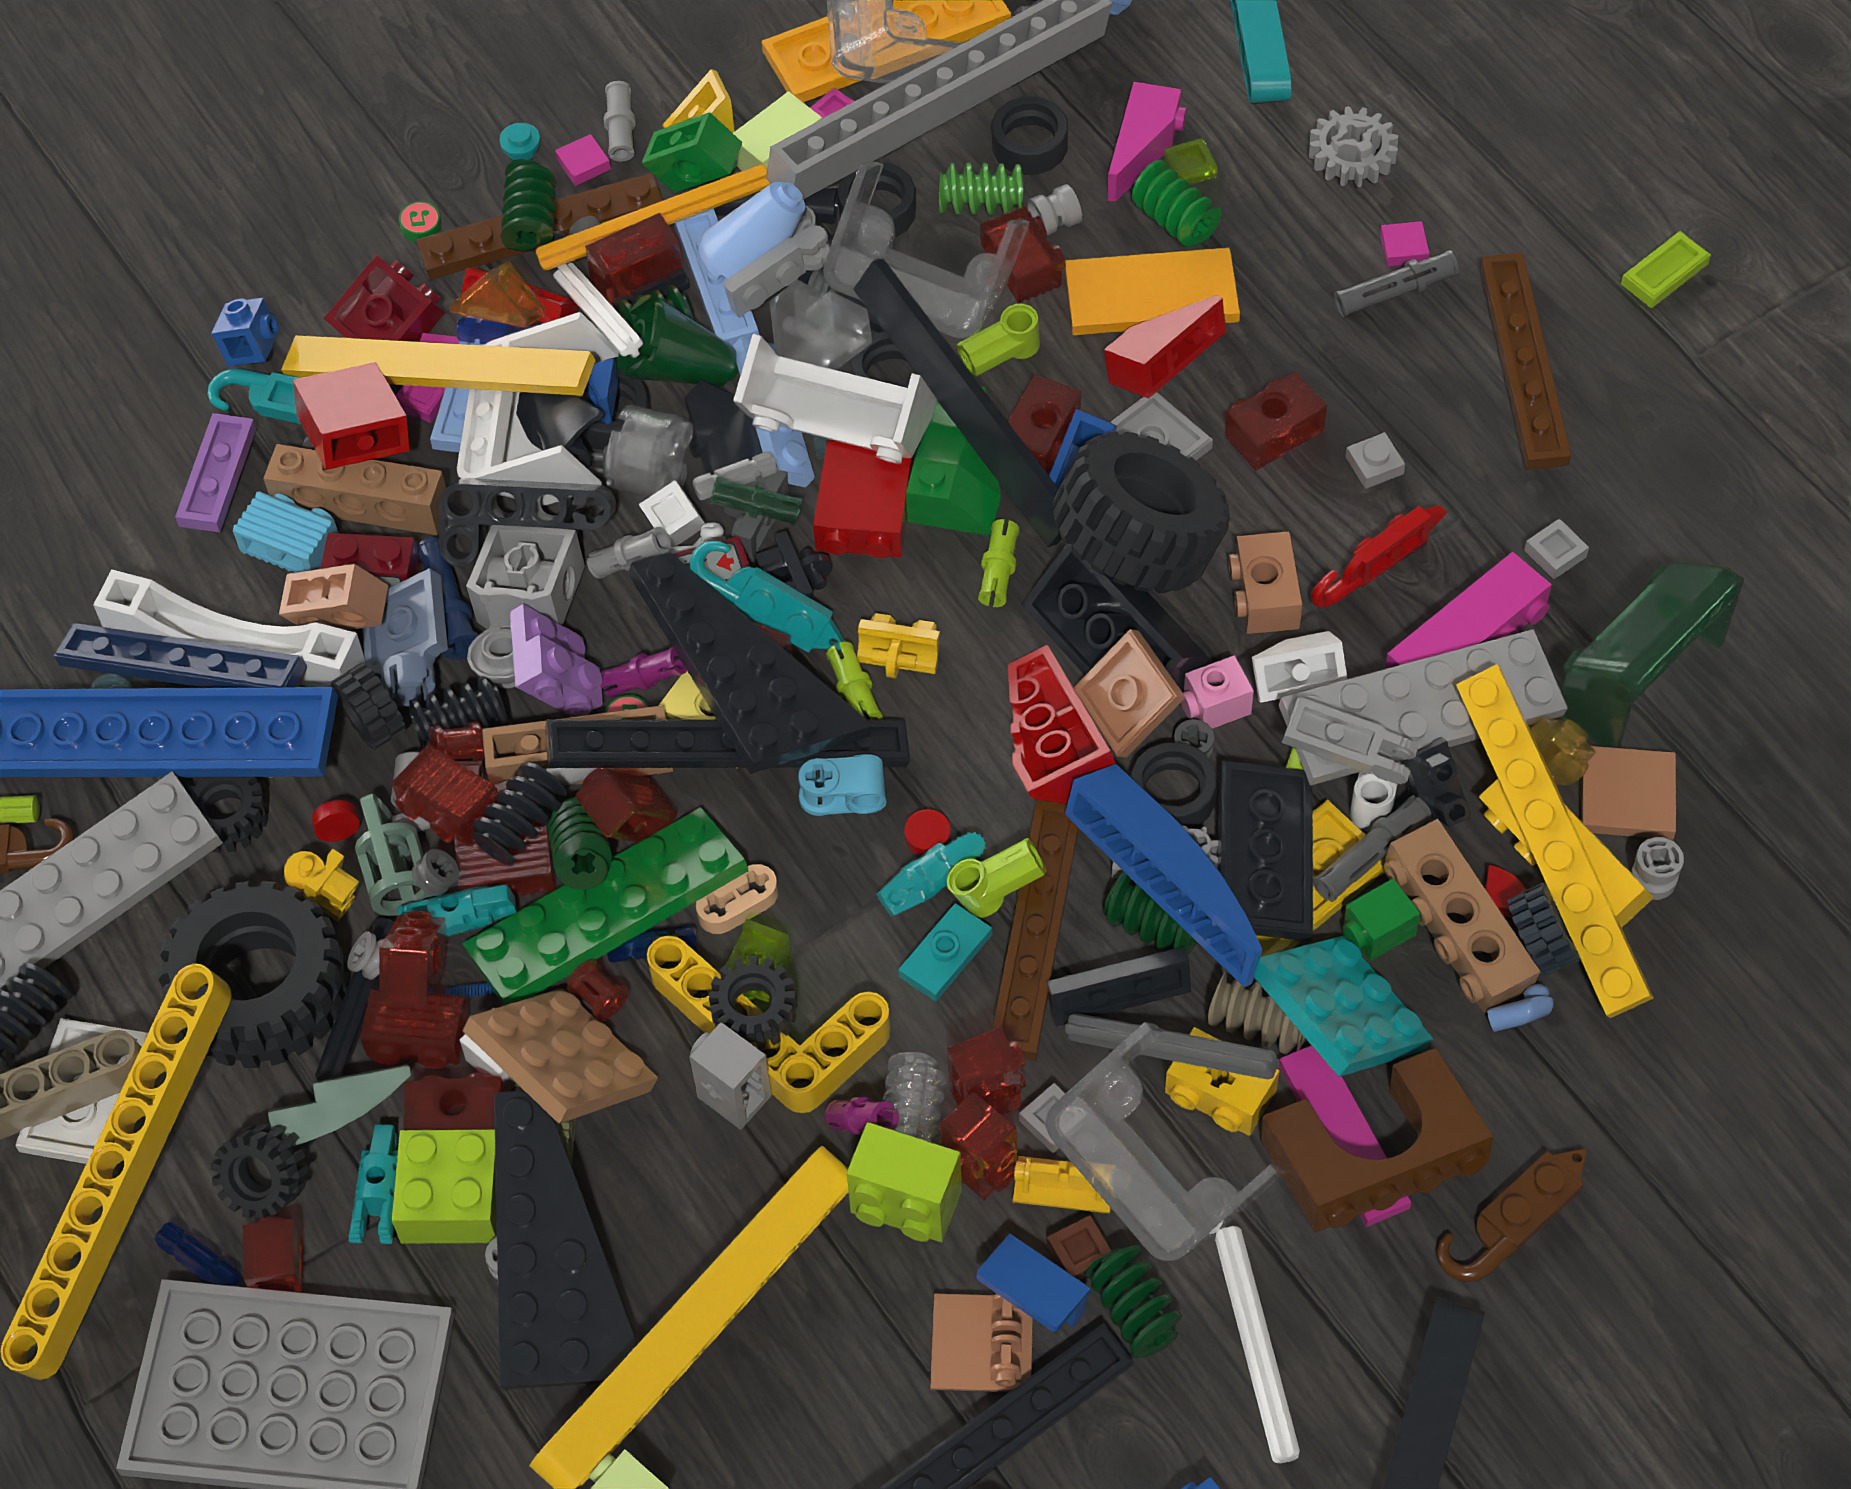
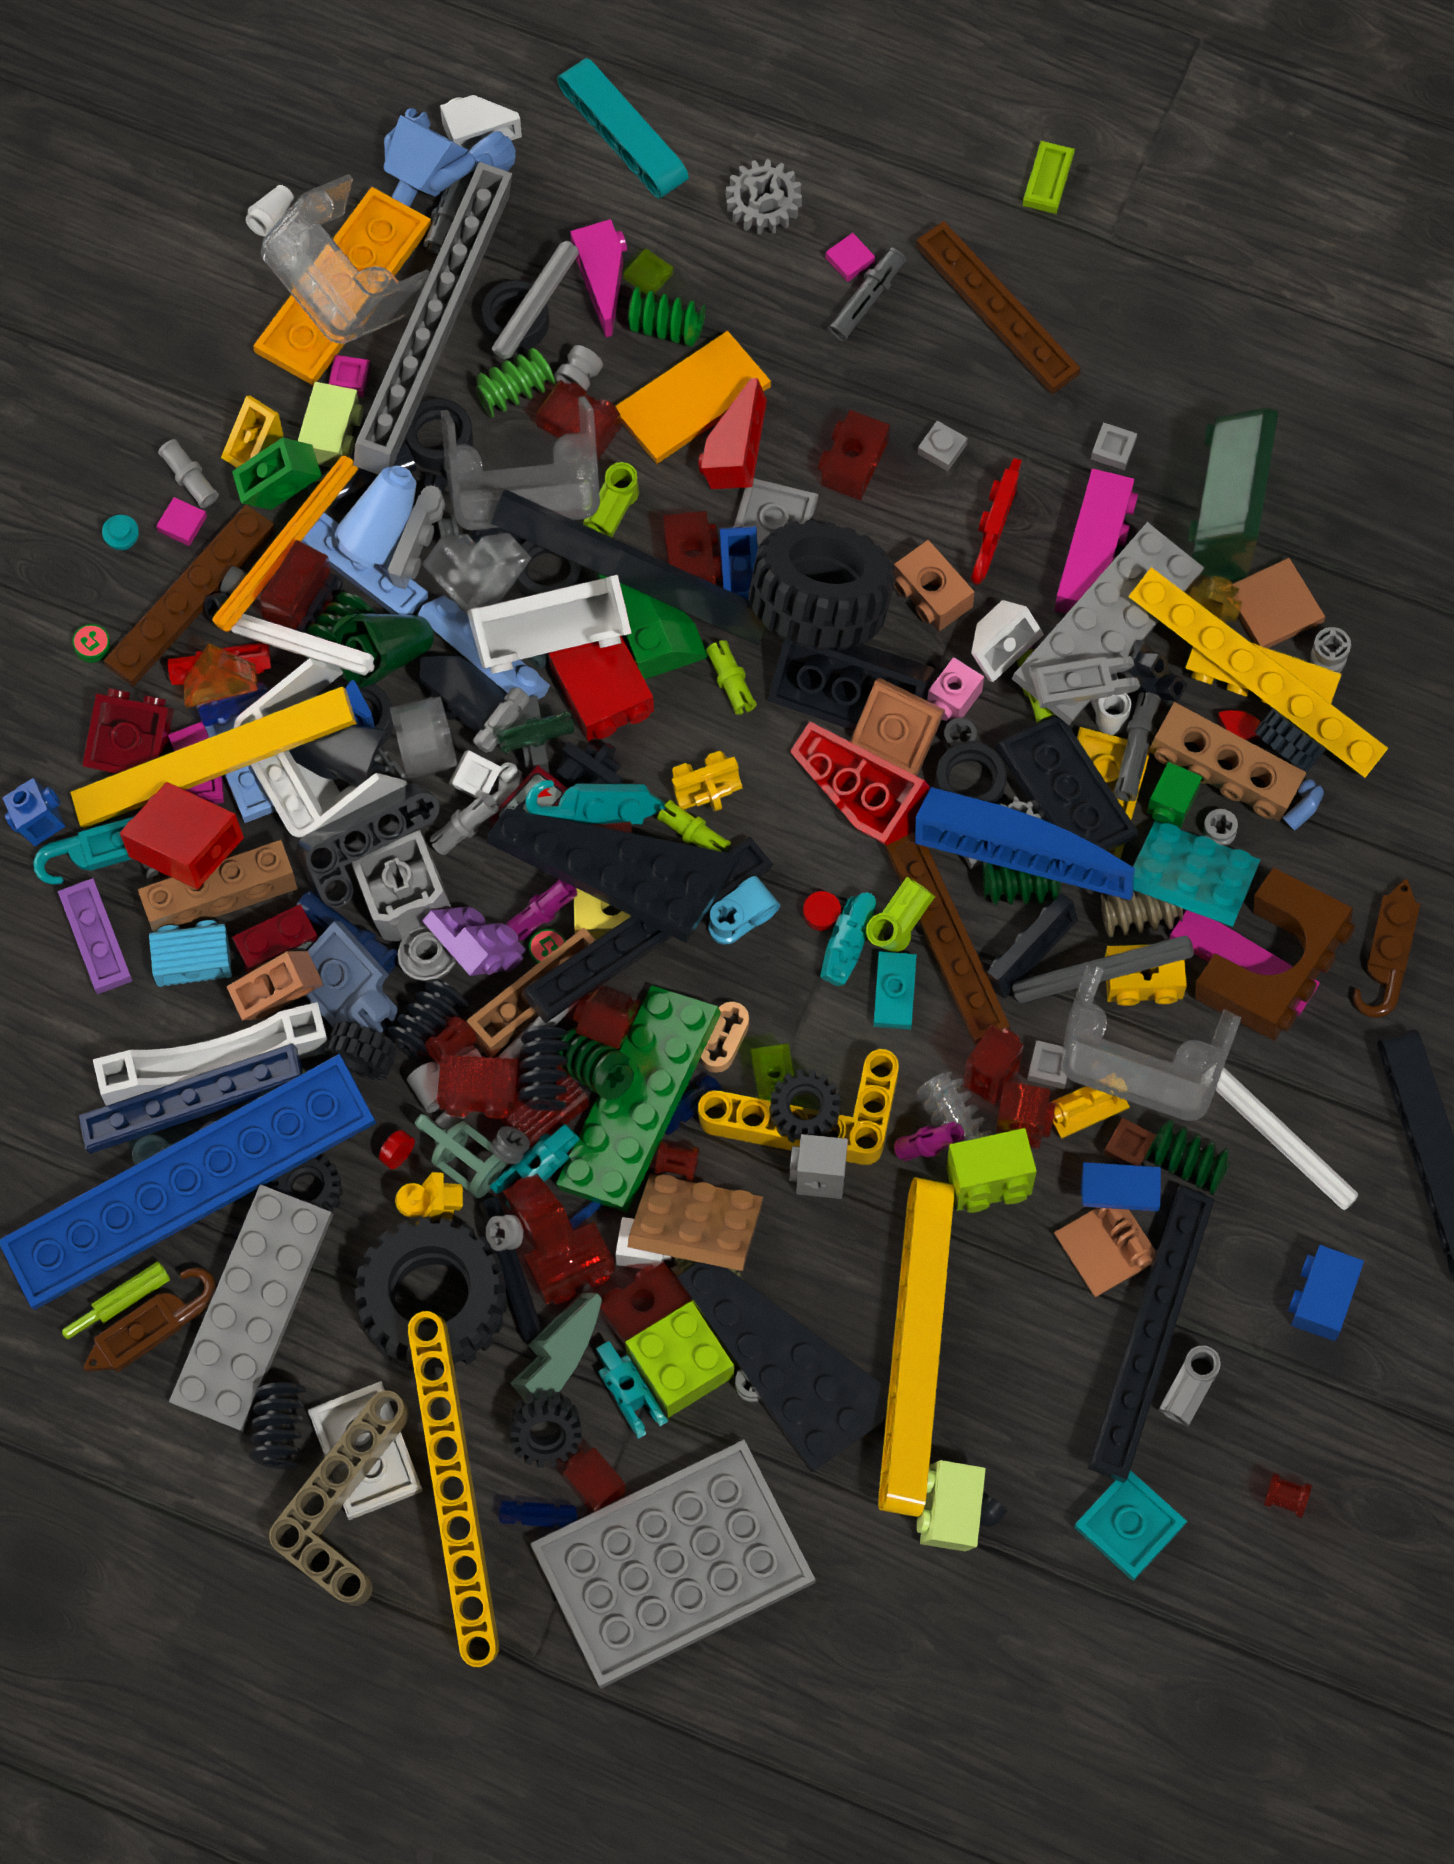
camera: 35 degrees left, 10 degrees up
(527, 205) = (183, 587): dark green piece -> none
(1052, 123) = (535, 300): none -> light grey axle
(1409, 968) = (1230, 823): none -> light grey bush

